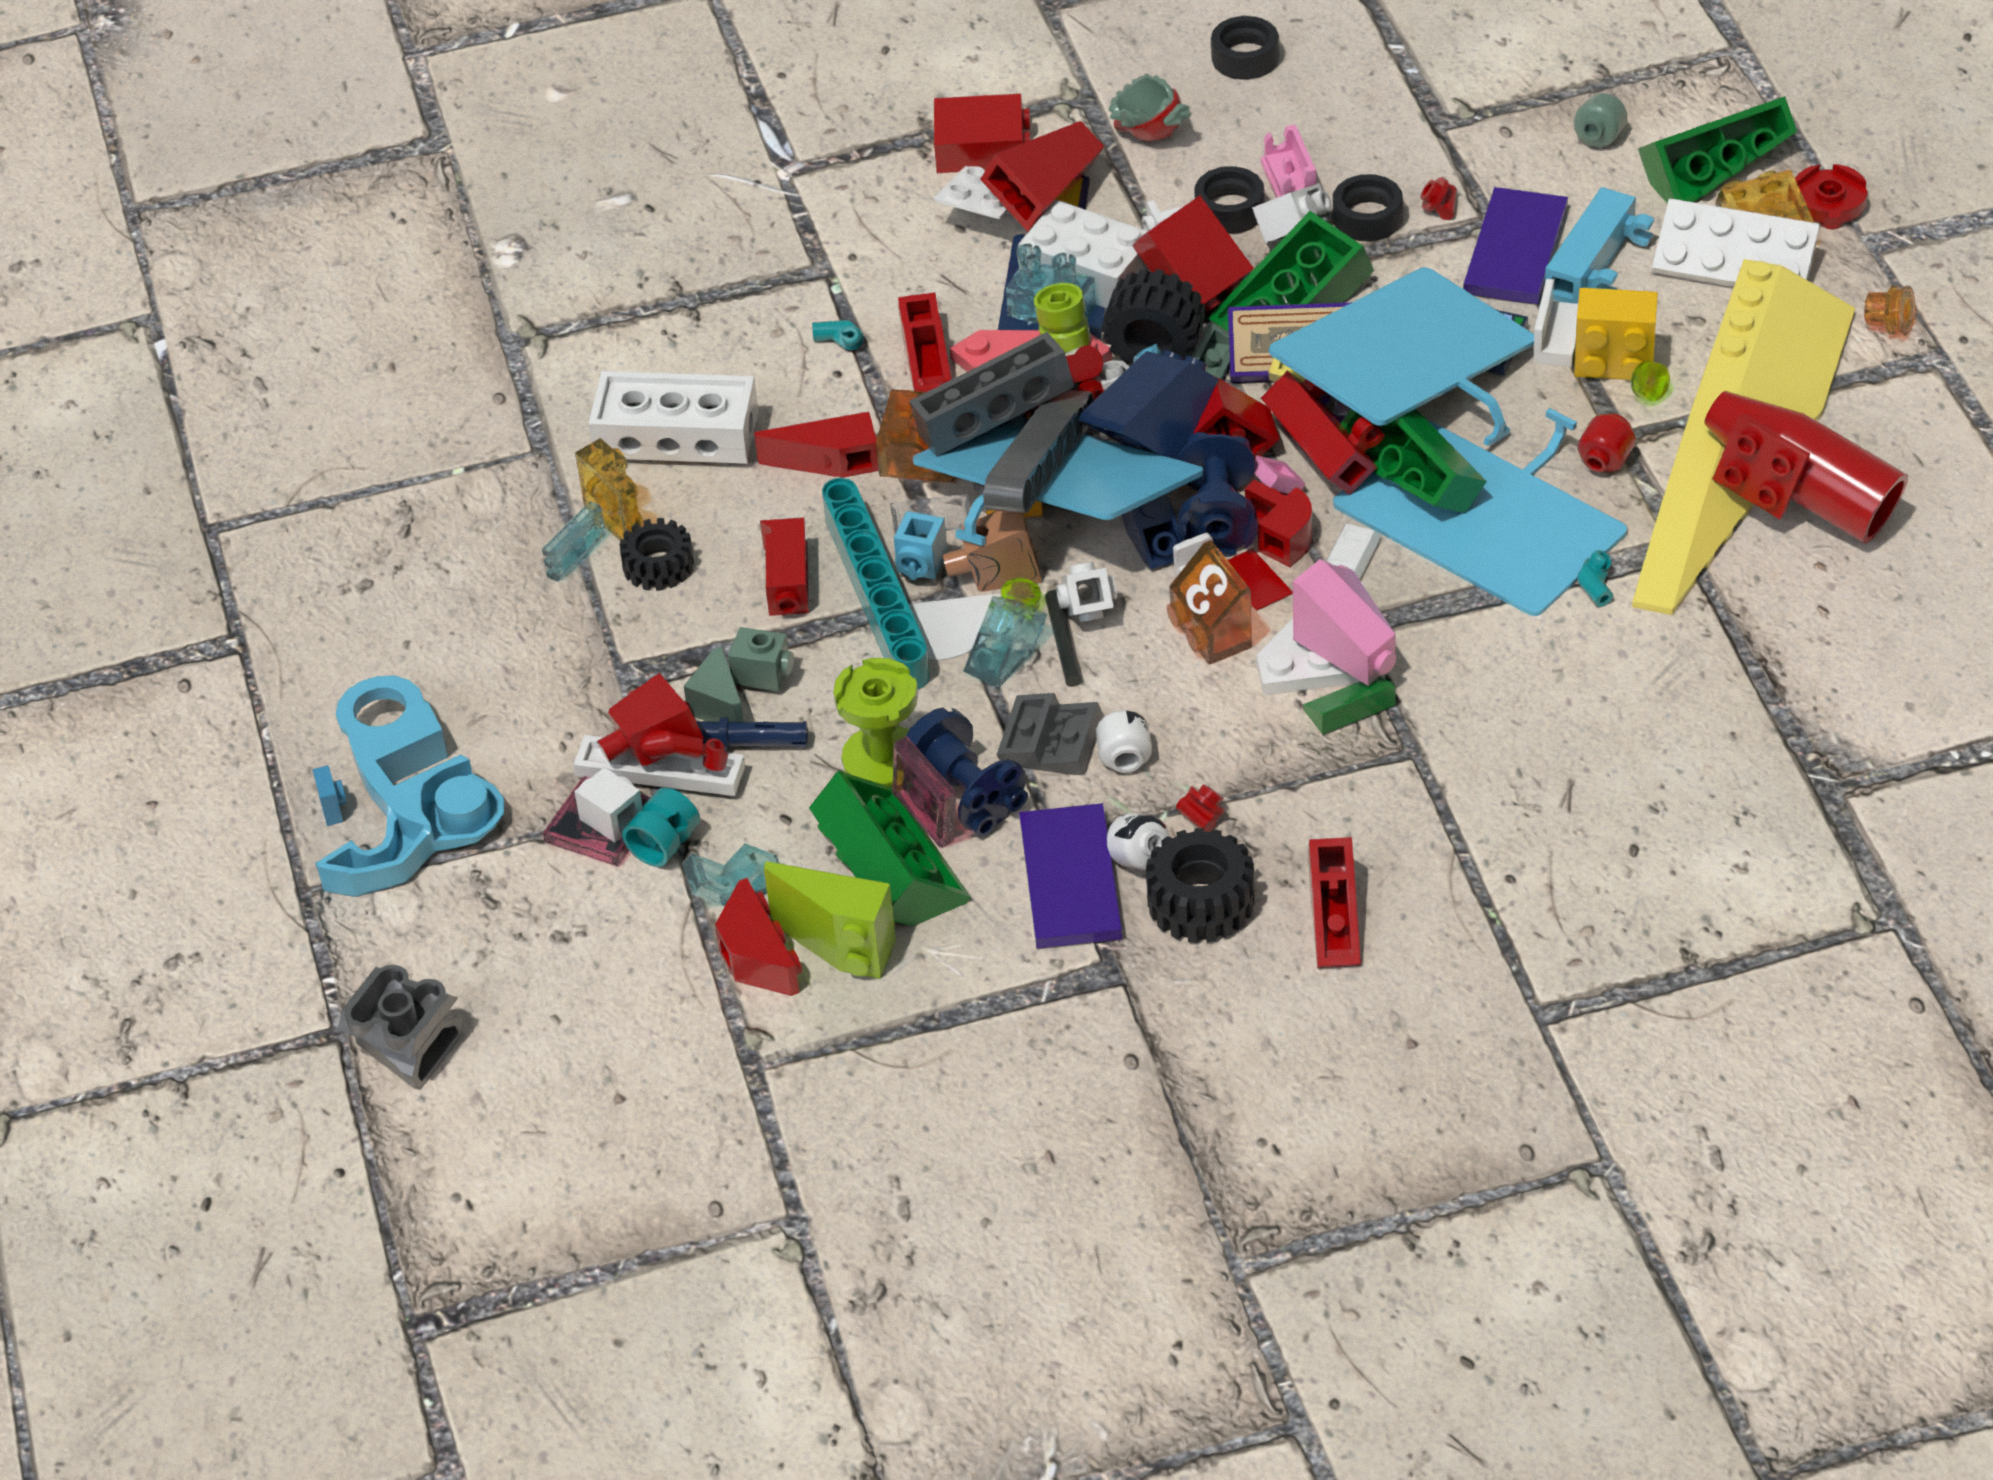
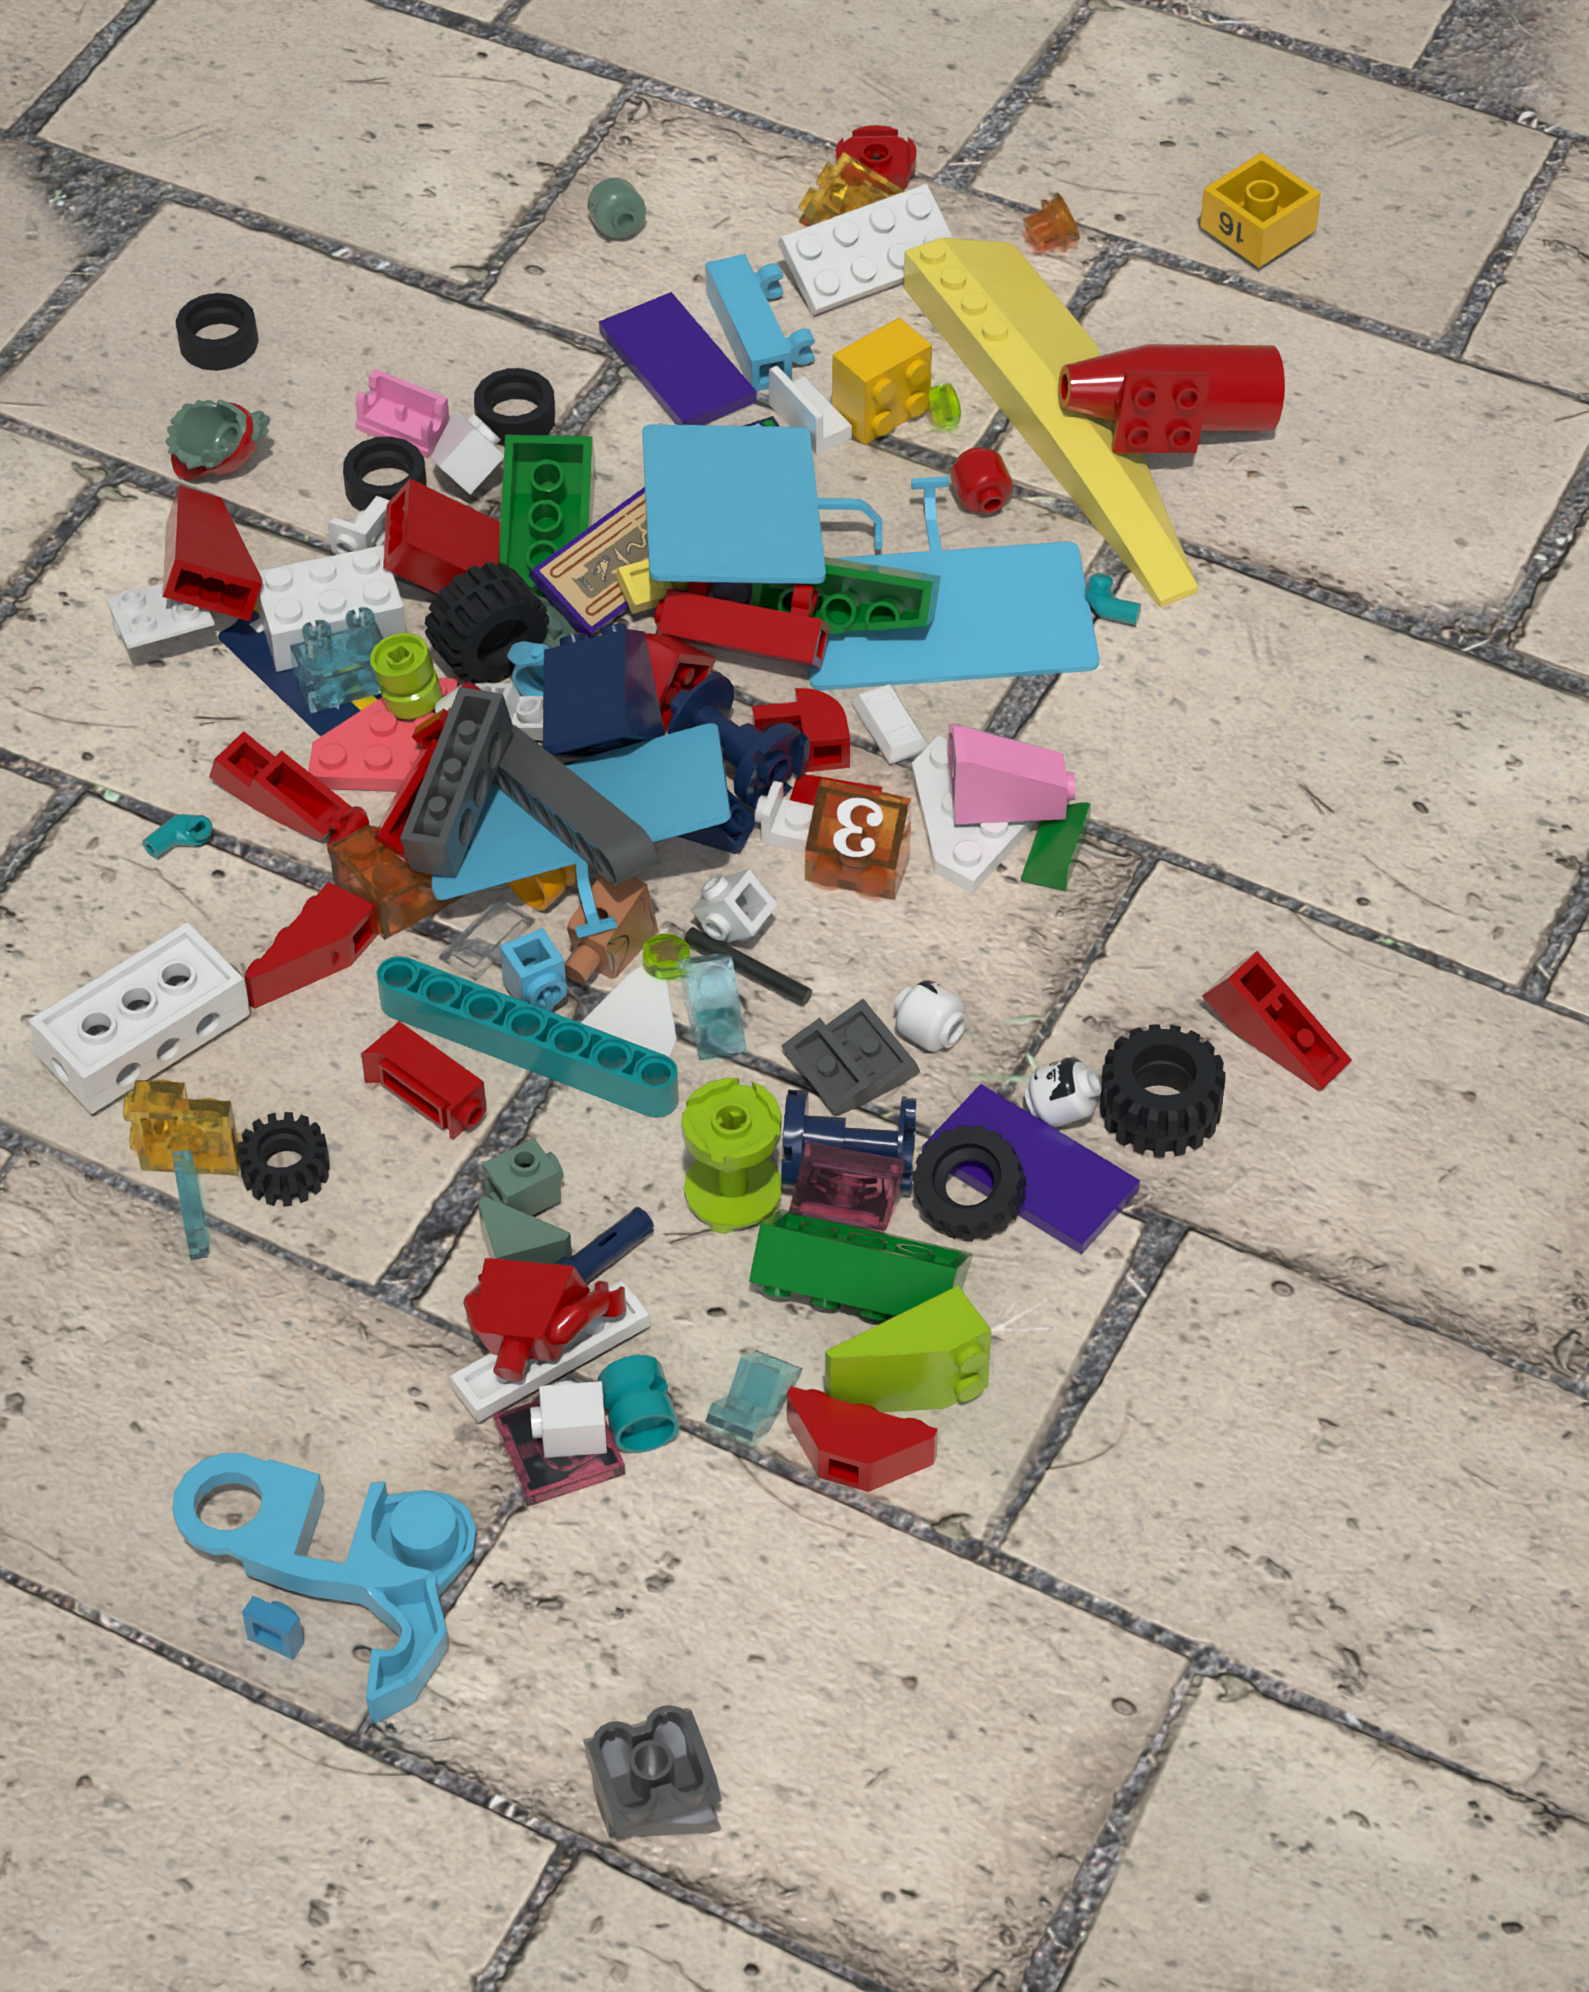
camera: 50 degrees left, 5 degrees up
(977, 128) = (72, 561): red brick -> none
(1020, 872) = (961, 1146): none -> black tyre
(1201, 807) = (1061, 1025): red plate -> none
(1277, 475) = (753, 693): bright pink plate -> none
(1440, 197) = (561, 361): red plate -> none
(1707, 155) = (743, 178): green wedge -> none

